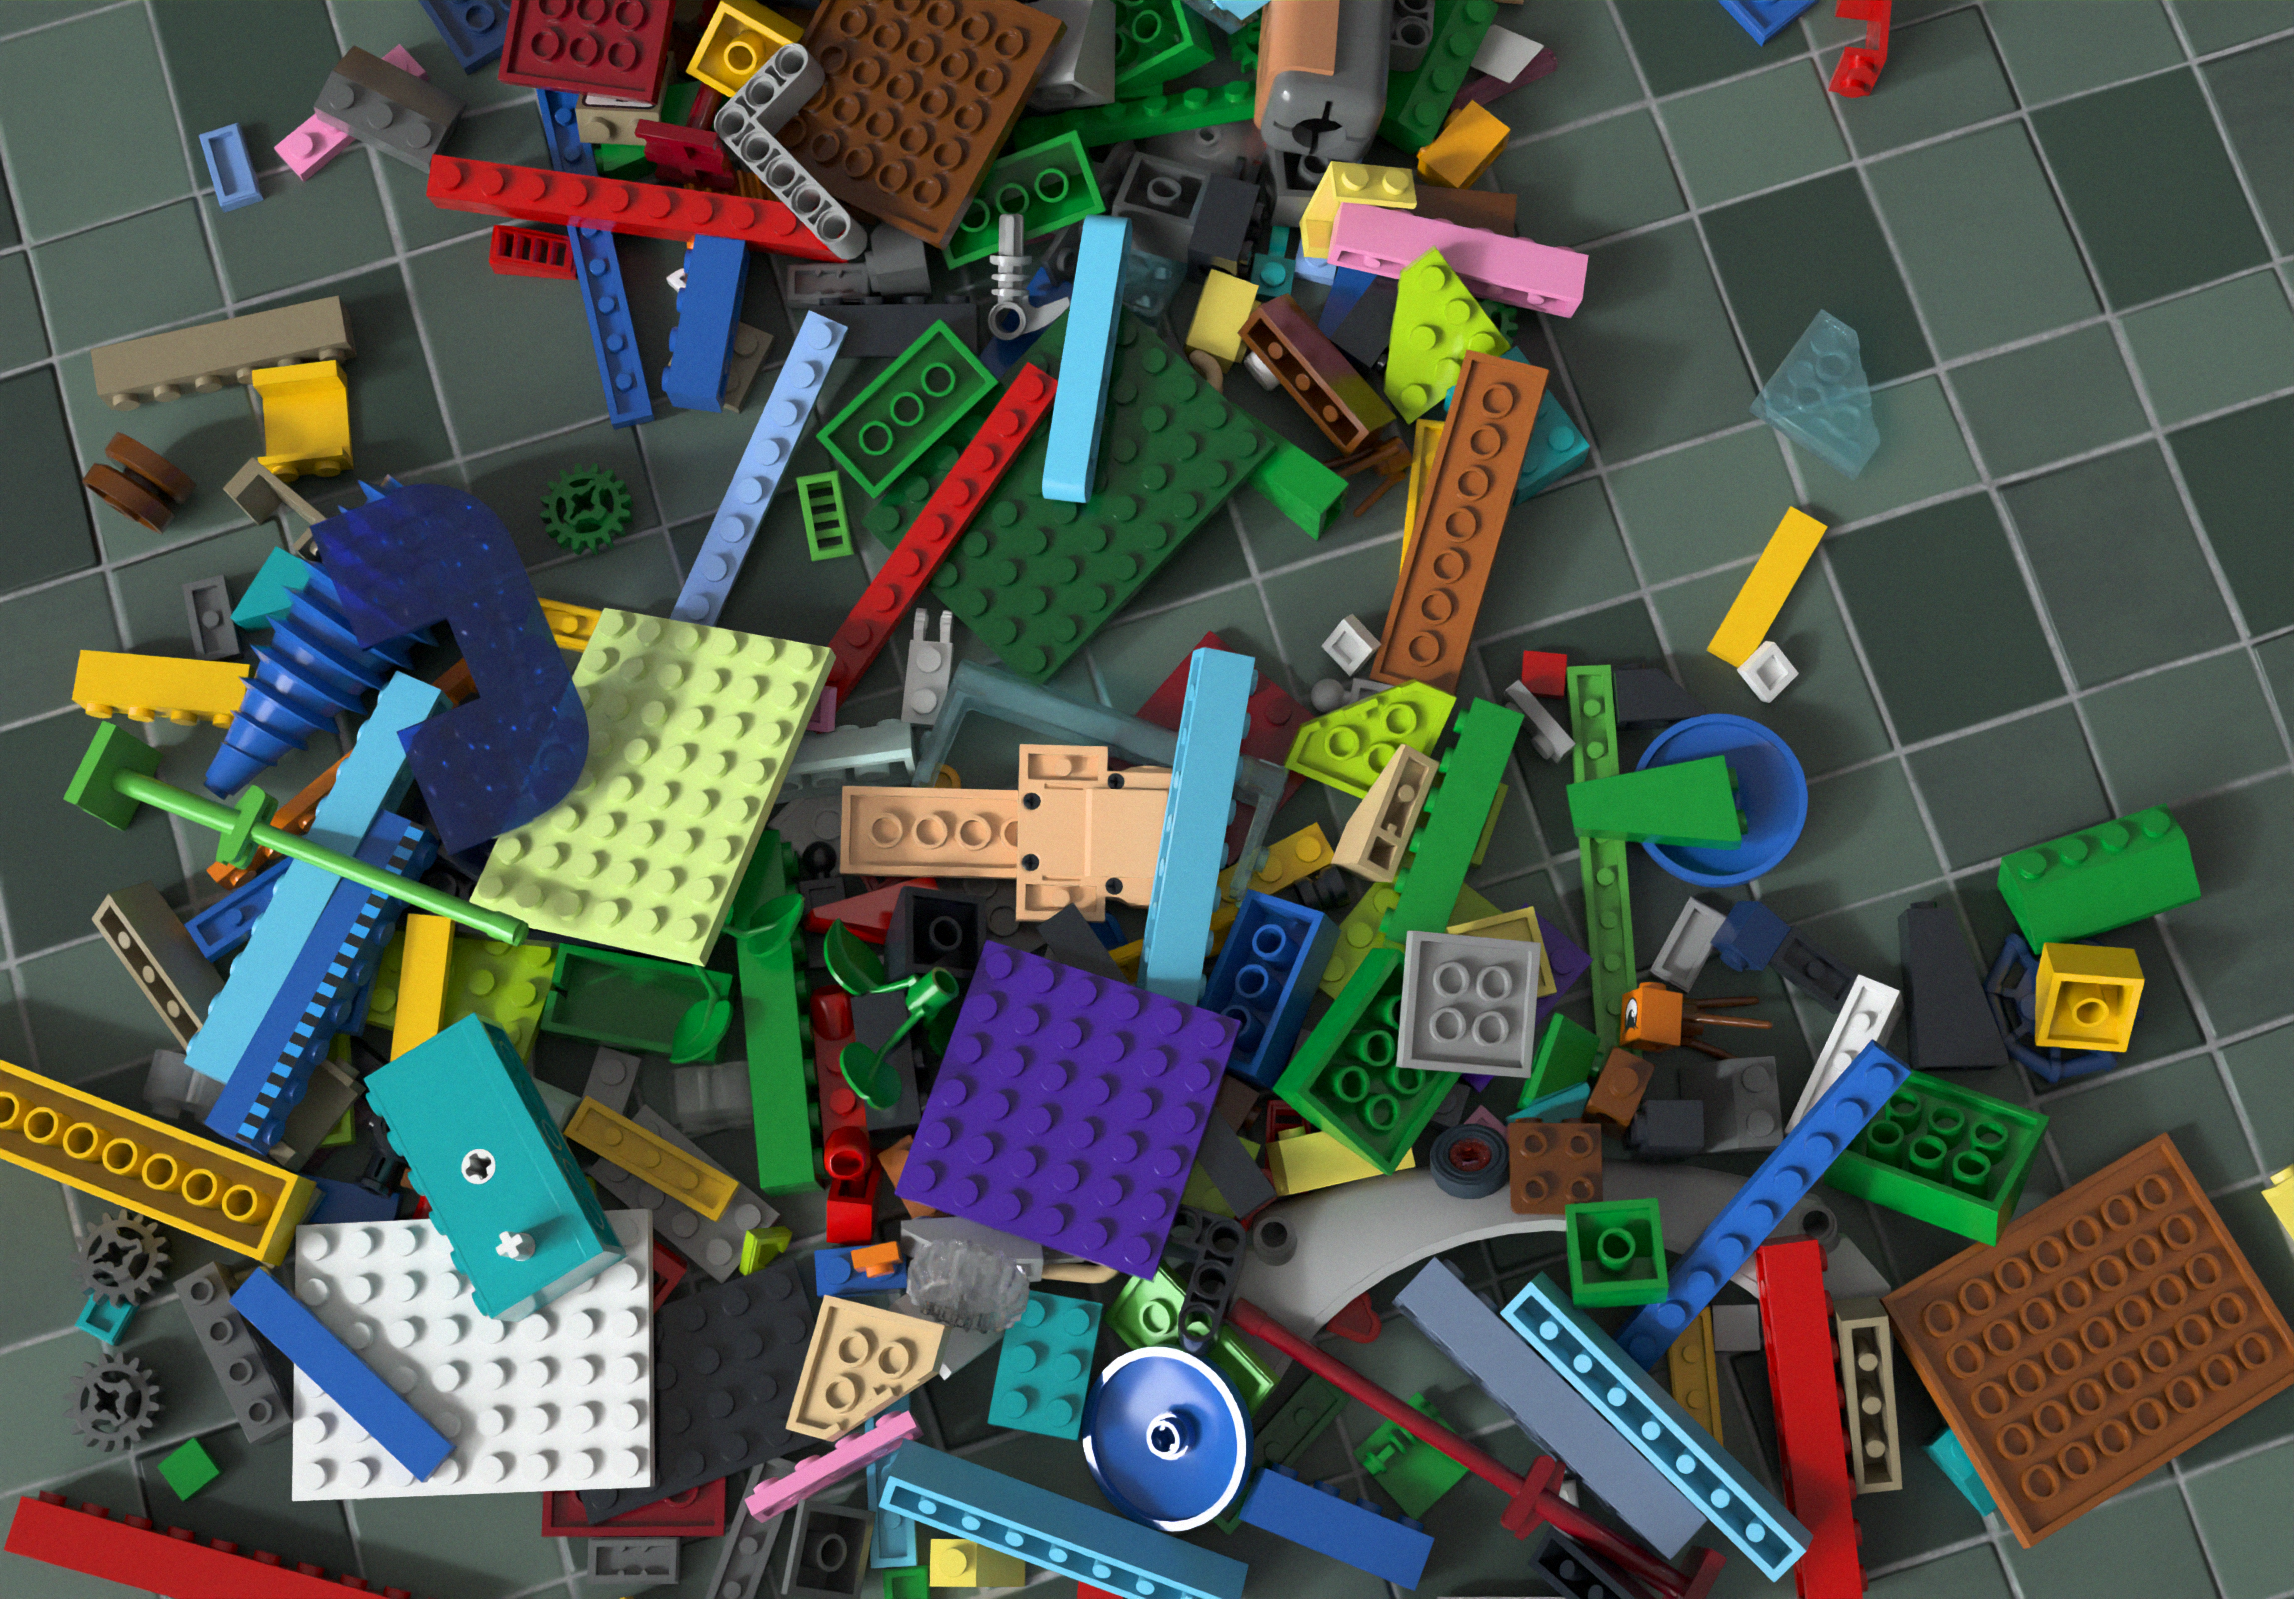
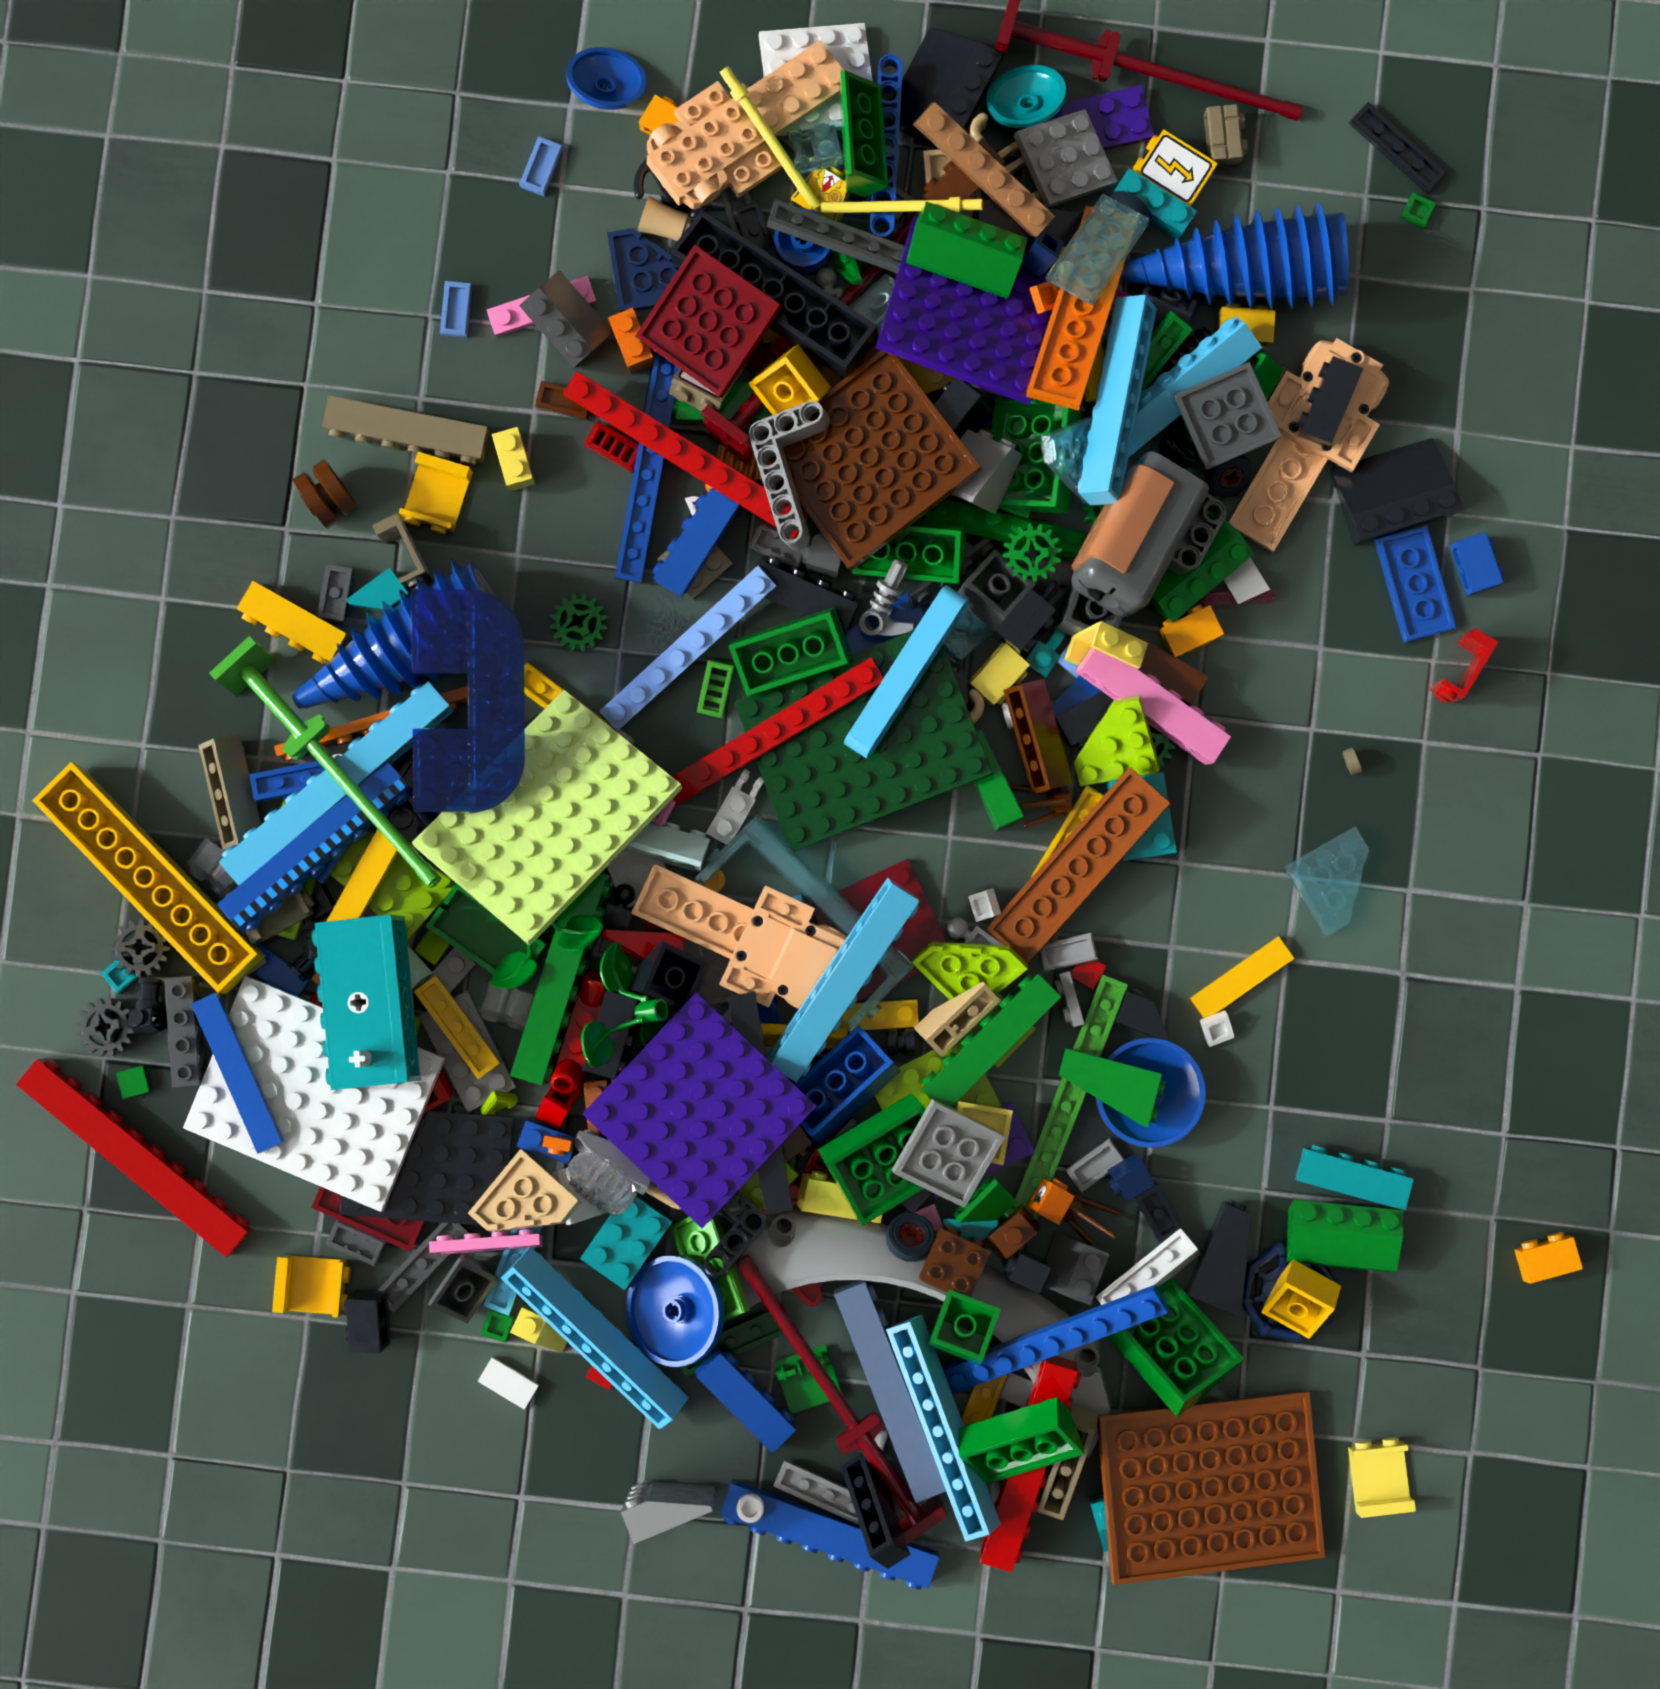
camera: 20 degrees right, 10 degrees up
(171, 1348) = (148, 1013): none -> black connector
(397, 326) = (513, 459): none -> light yellow brick
(430, 226) = (551, 399): none -> reddish brown tile
(498, 104) = (634, 351): none -> orange brick
(568, 1063) = (432, 947): none -> lime slope
(1206, 116) = (1019, 552): none -> green gear
(1504, 658) = (1069, 952): none -> light grey tile
(1772, 226) = (1351, 761): none -> dark tan tile
(1783, 1386) = (1020, 1441): none -> green slope
(2069, 794) = (1354, 1179): none -> teal brick

